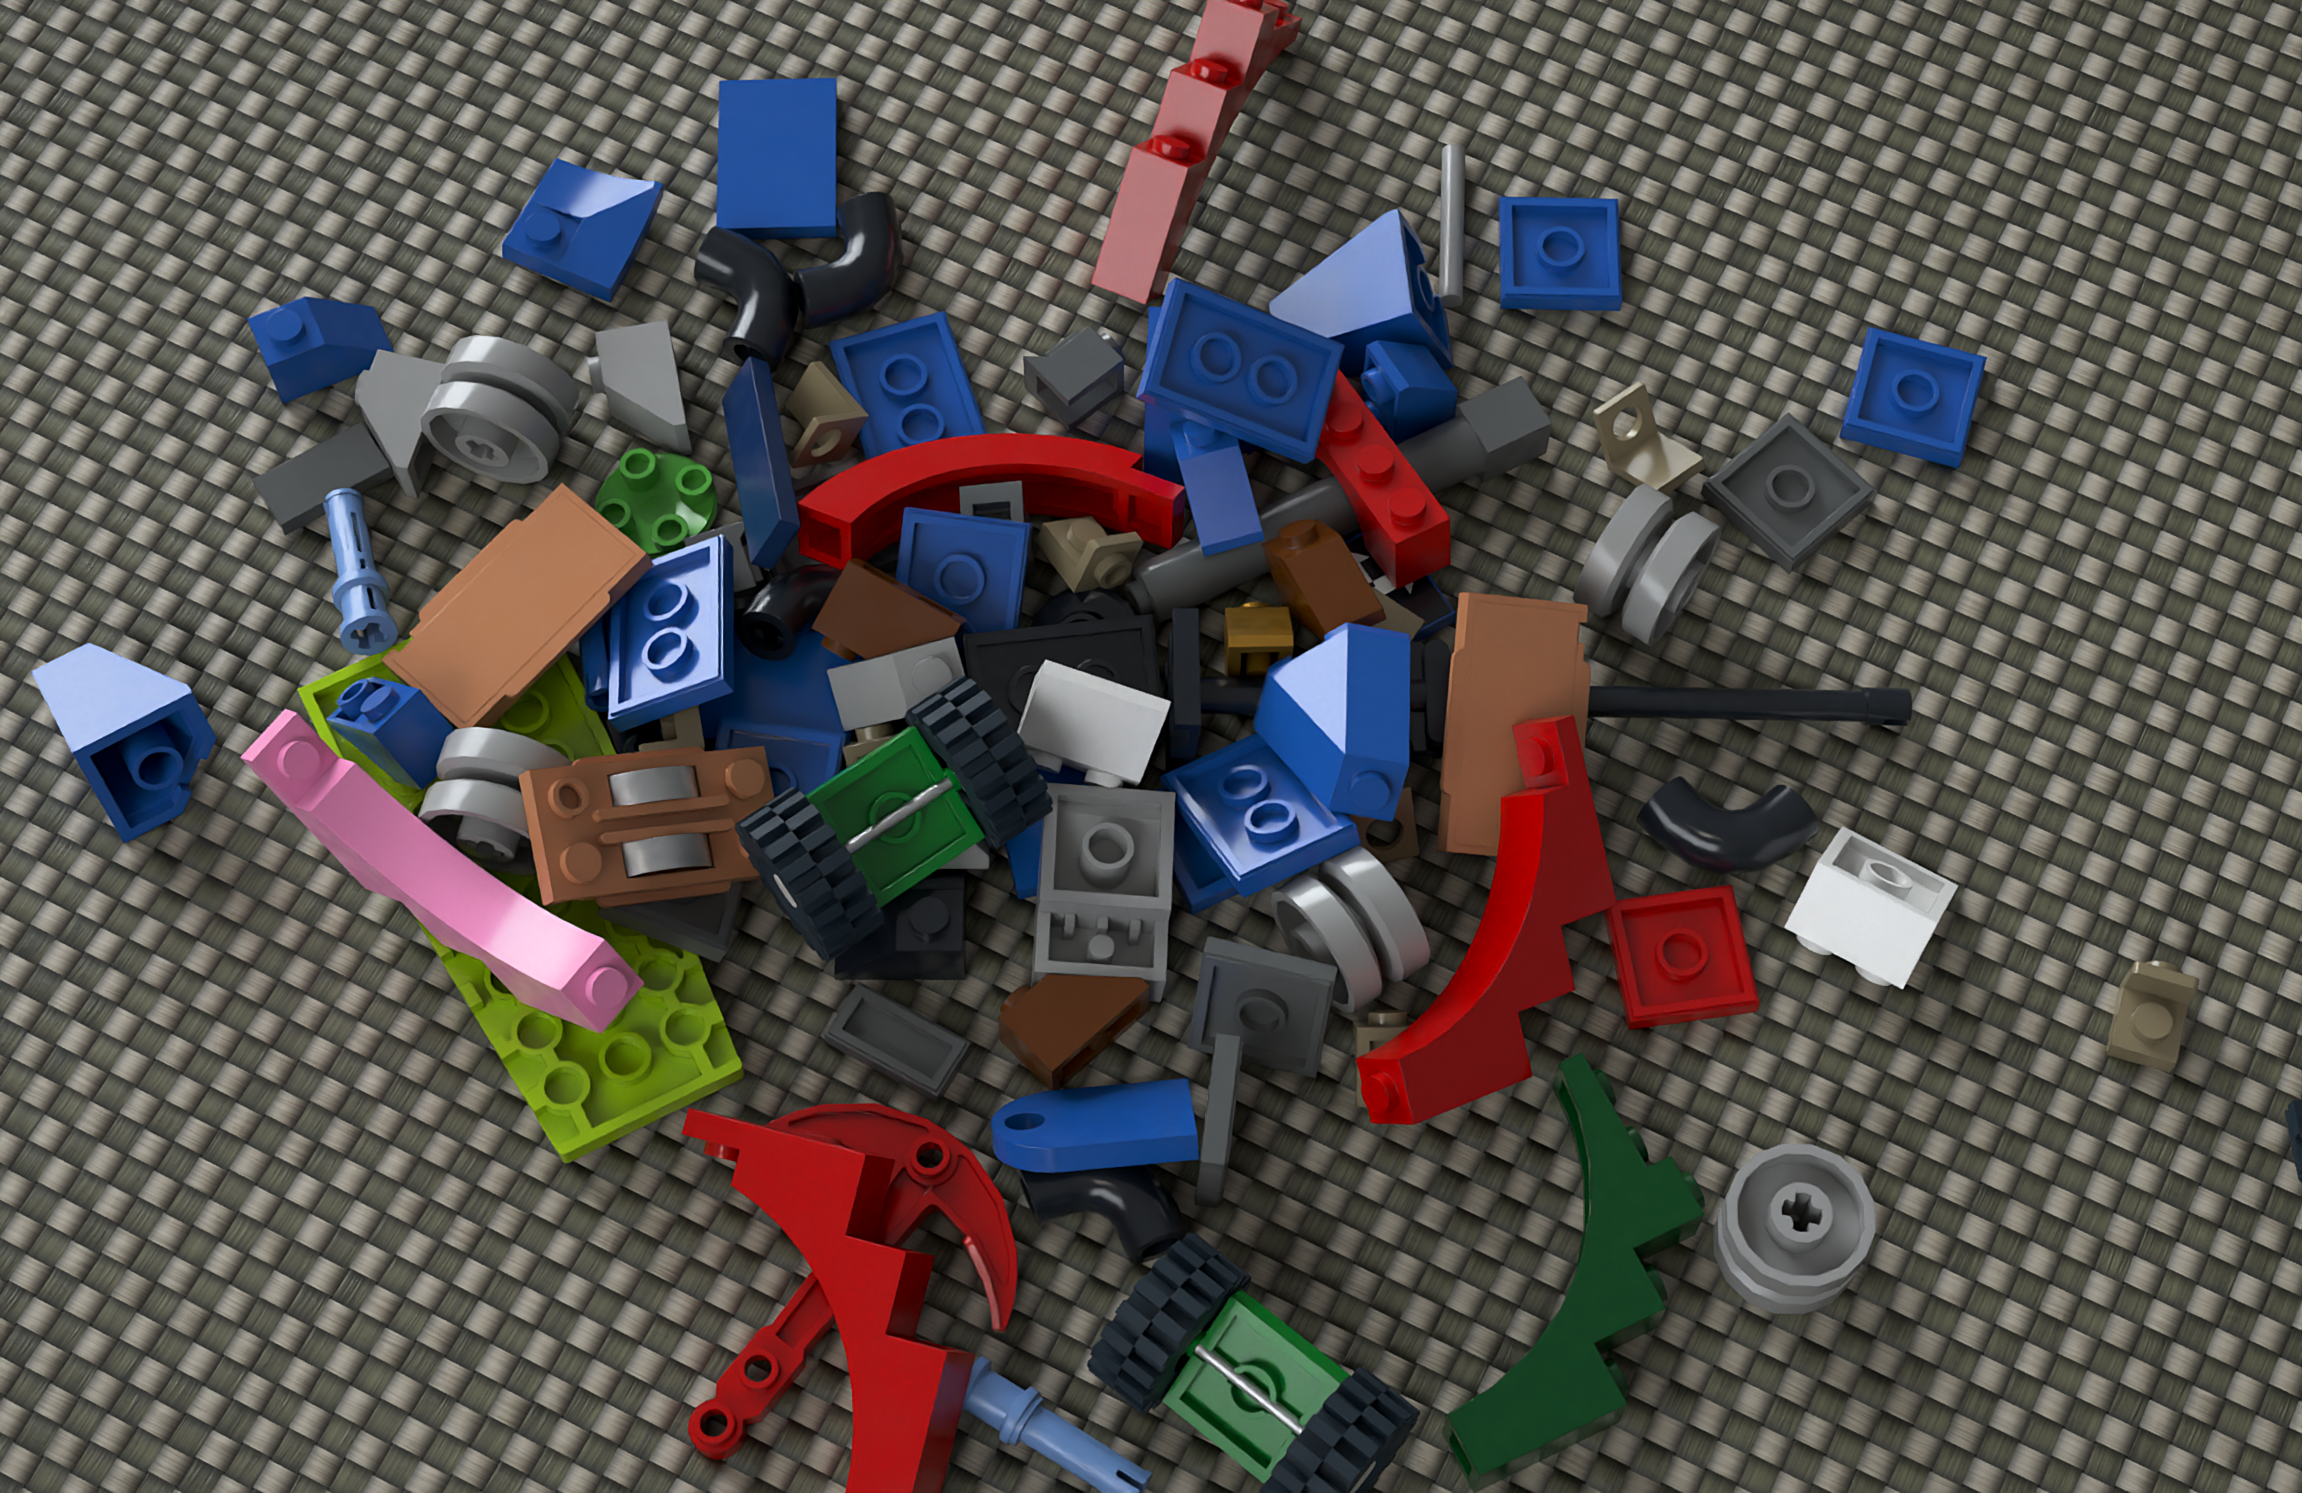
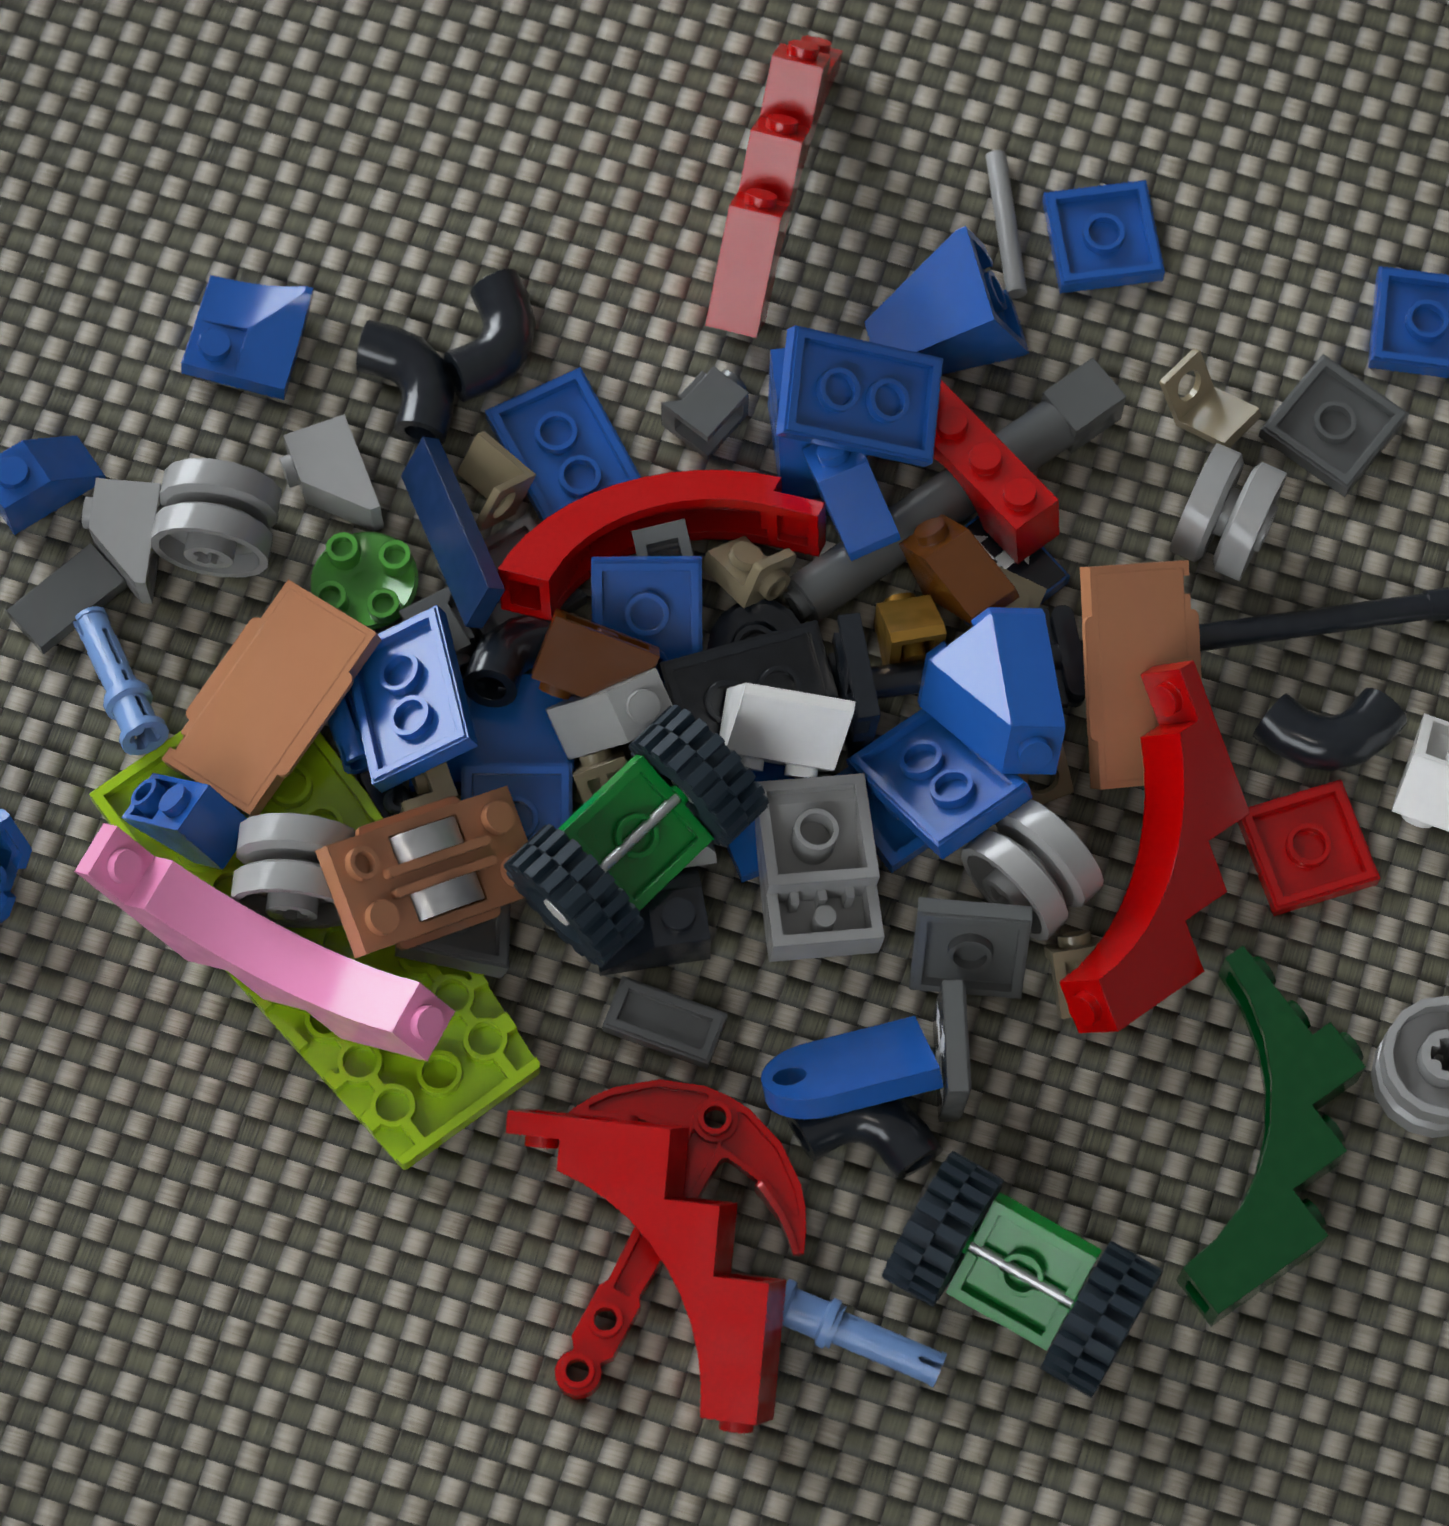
camera: 10 degrees left, 5 degrees up
(778, 158) = (406, 246): blue tile -> none
(1069, 1021) = (806, 983): reddish brown slope -> none
(1406, 389) = (996, 384): blue slope -> none

